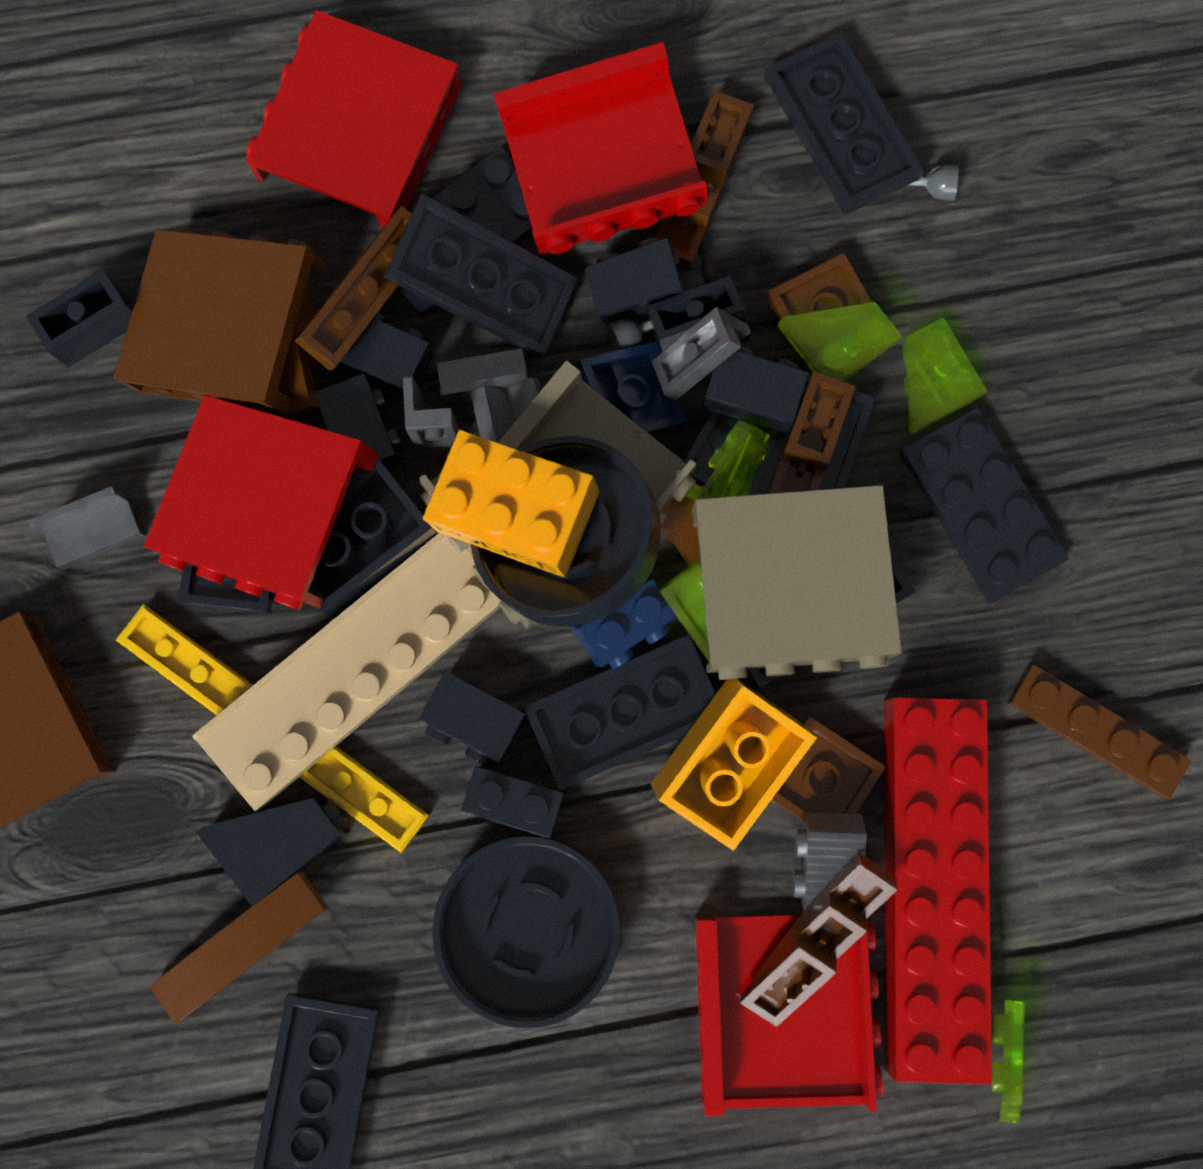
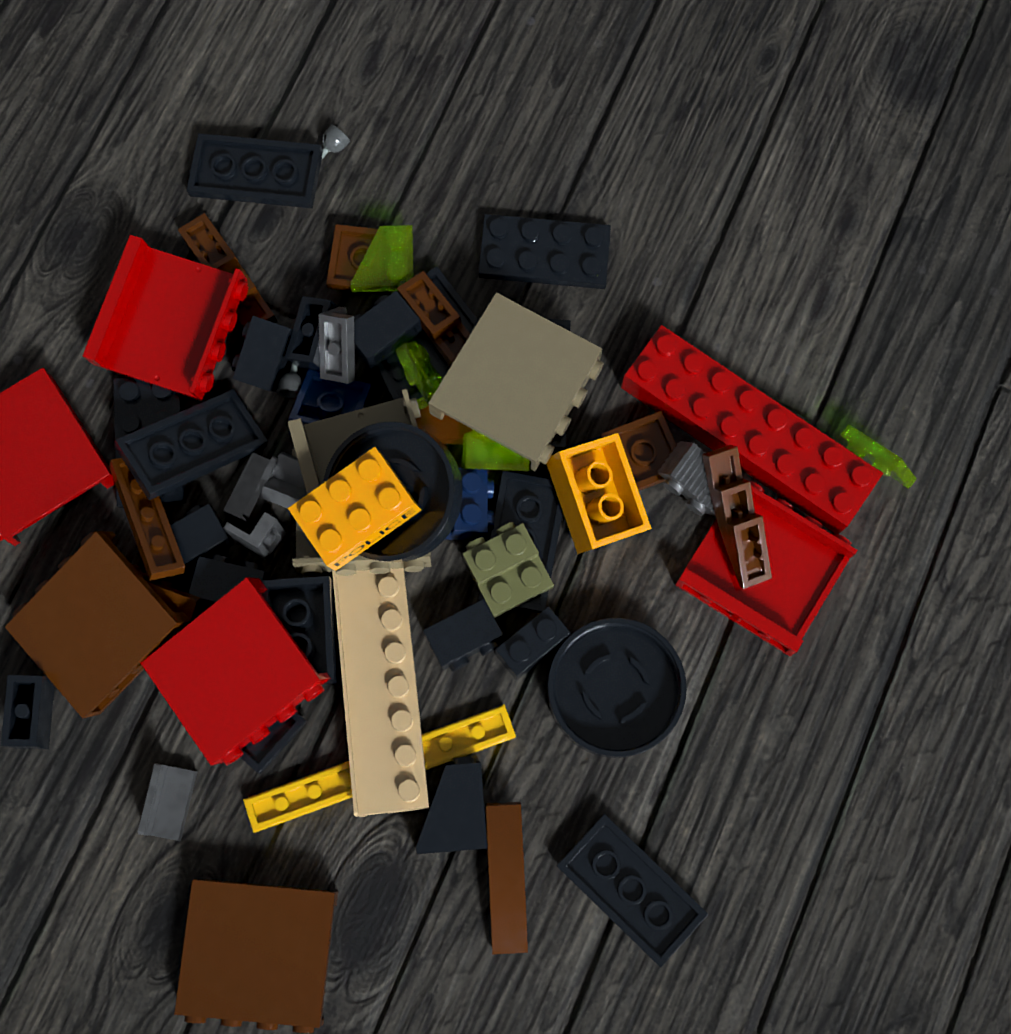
camera: 60 degrees left, 5 degrees down
(576, 716) = (507, 568): none -> olive plate
(937, 375) = (448, 223): clear neon green wing -> none
(1099, 732) = (721, 279): reddish brown plate -> none

